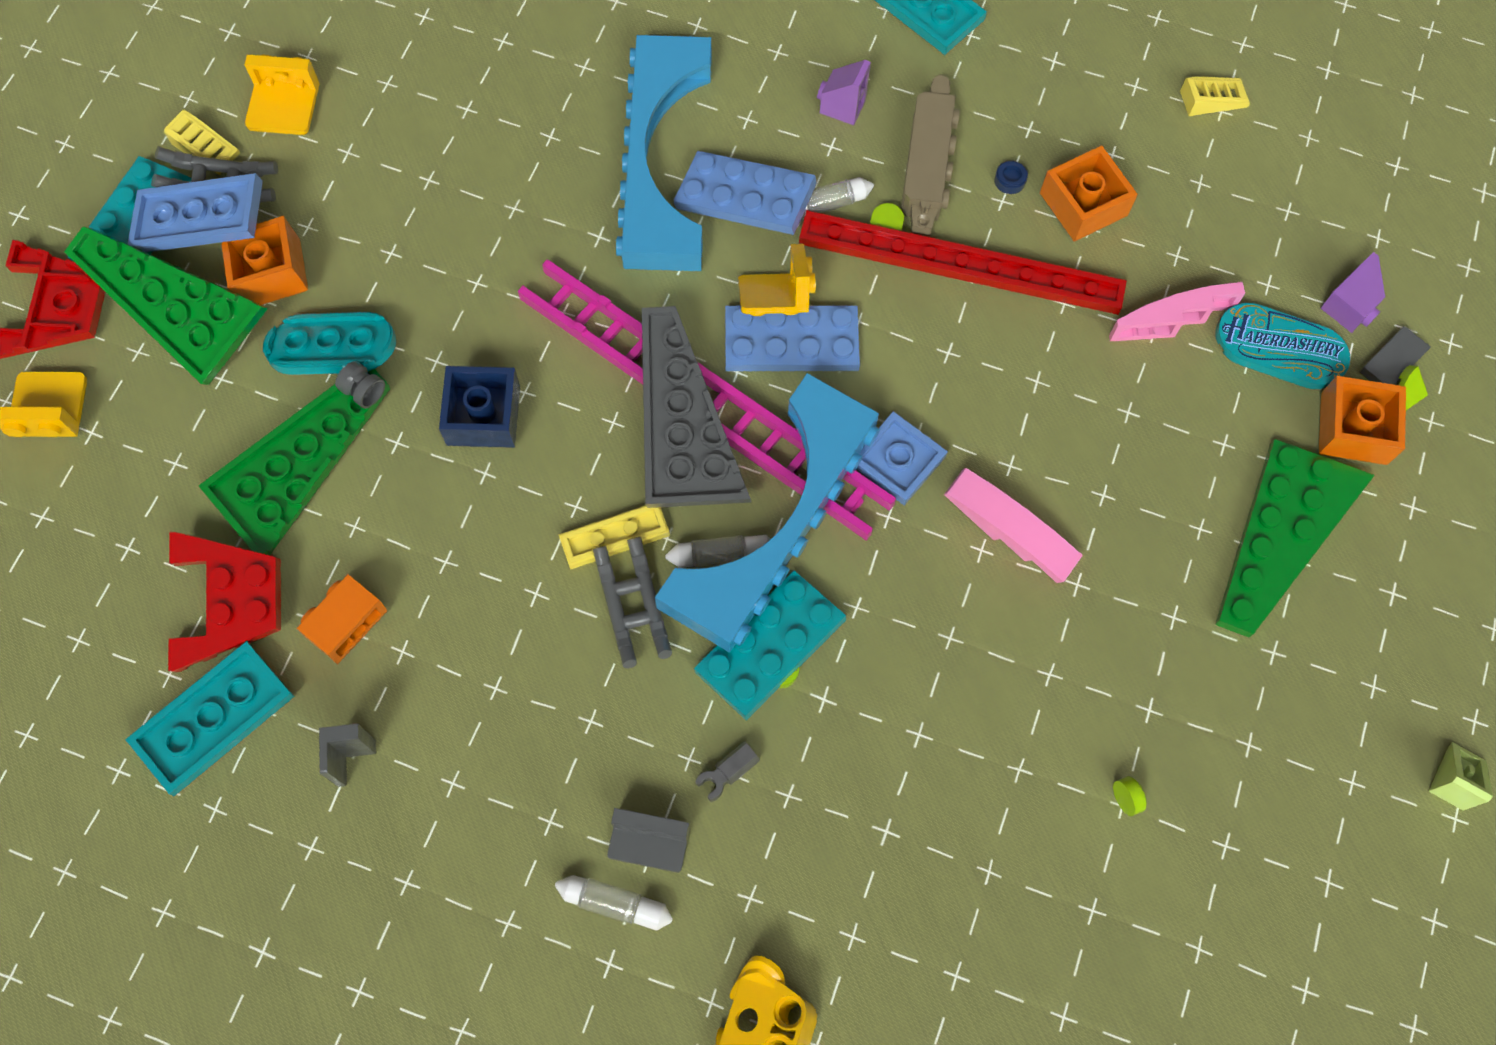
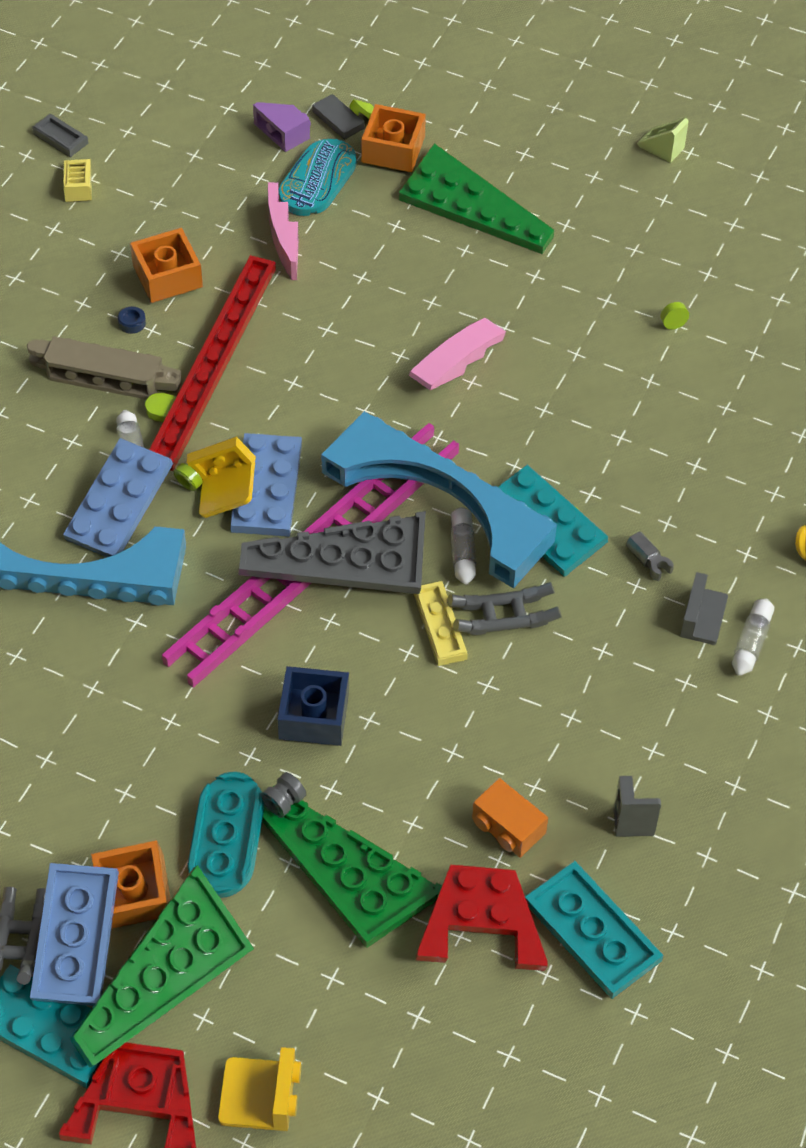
camera: 85 degrees left, 15 degrees down
(781, 256) = (187, 477): none -> lime tile
(845, 92) = (29, 412): medium lavender slope -> none
(900, 458) = (396, 412): medium blue plate -> none
(1281, 69) = (60, 135): none -> dark grey tile

